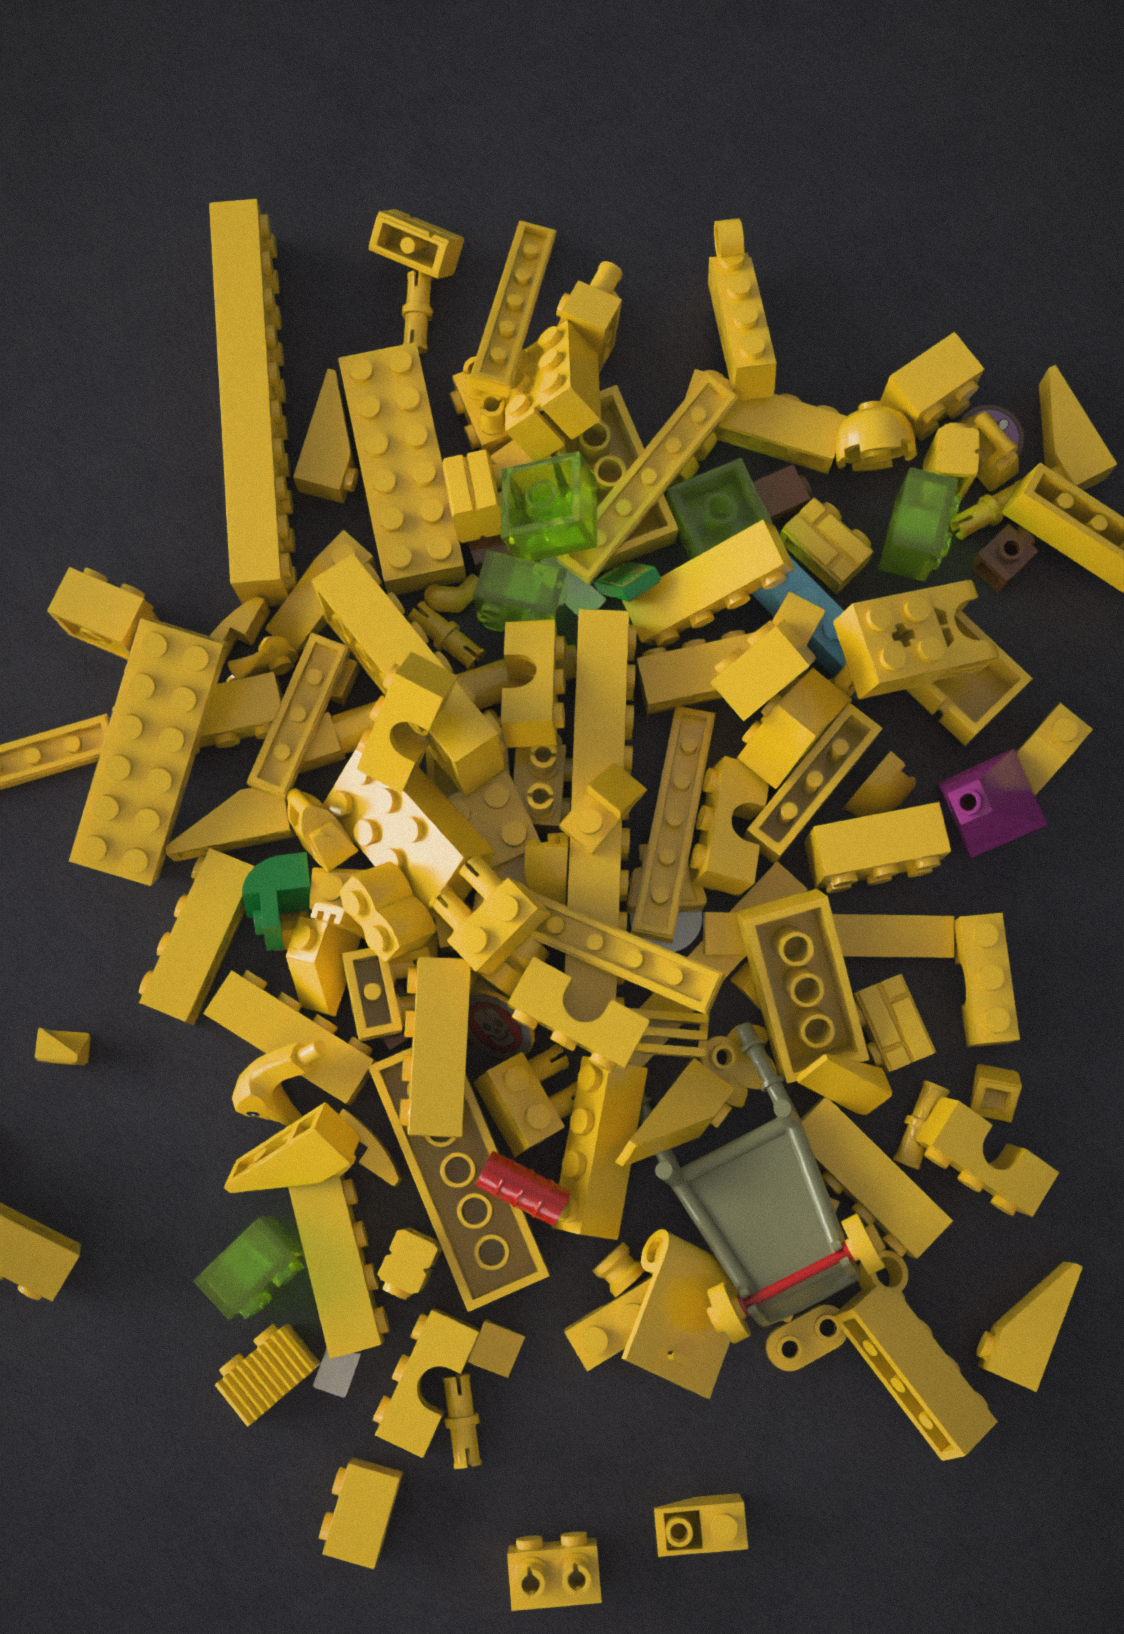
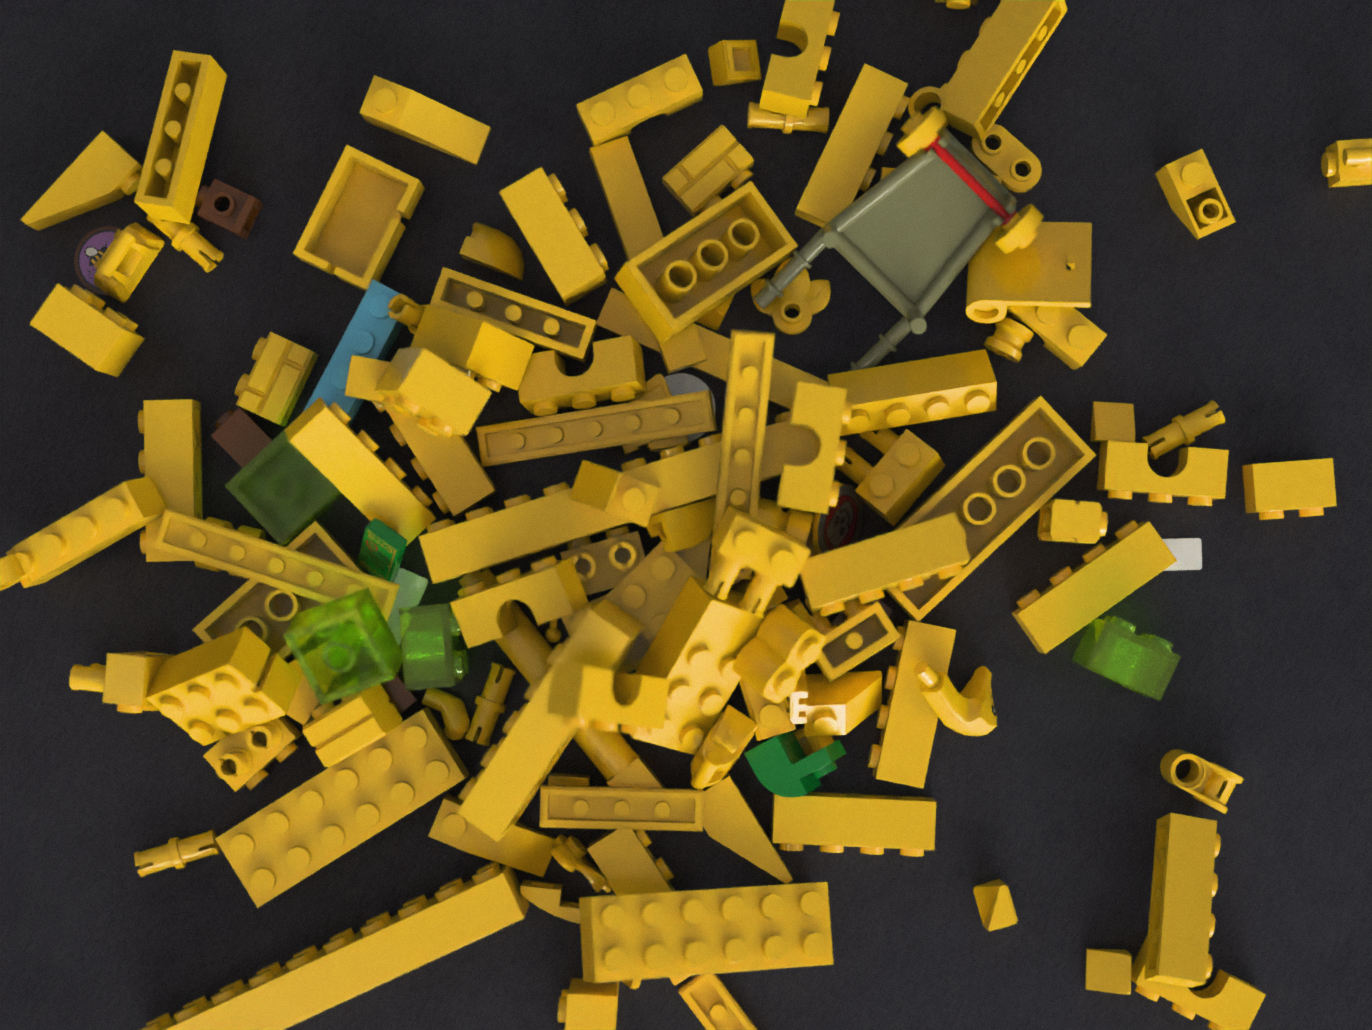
camera: 115 degrees left, 10 degrees up
(97, 1308) = (1205, 780): none -> yellow piece
(267, 1373) = (1206, 611): yellow brick -> none
(298, 1155) = (1016, 655): yellow slope -> none
(327, 459) = (356, 882): yellow slope -> none
(376, 1156) = (990, 585): yellow slope -> none
(416, 243) = (108, 879): yellow brick -> none
(512, 309) = (148, 757): yellow tile -> none
(523, 1188) = (976, 444): red axle -> none
(553, 1572) = (1277, 306): yellow brick -> none
(674, 1017) = (781, 337): yellow tile -> none
(682, 1114) = (854, 328): yellow slope -> none
(847, 1083) = (778, 192): yellow slope -> none
(874, 438) = (155, 368): yellow cylinder -> none
(910, 639) = (347, 257): yellow brick -> none
(920, 524) = (229, 296): clear neon green brick -> none
(954, 455) = (157, 287): yellow brick -> none
(992, 803) = (473, 146): magenta slope -> none

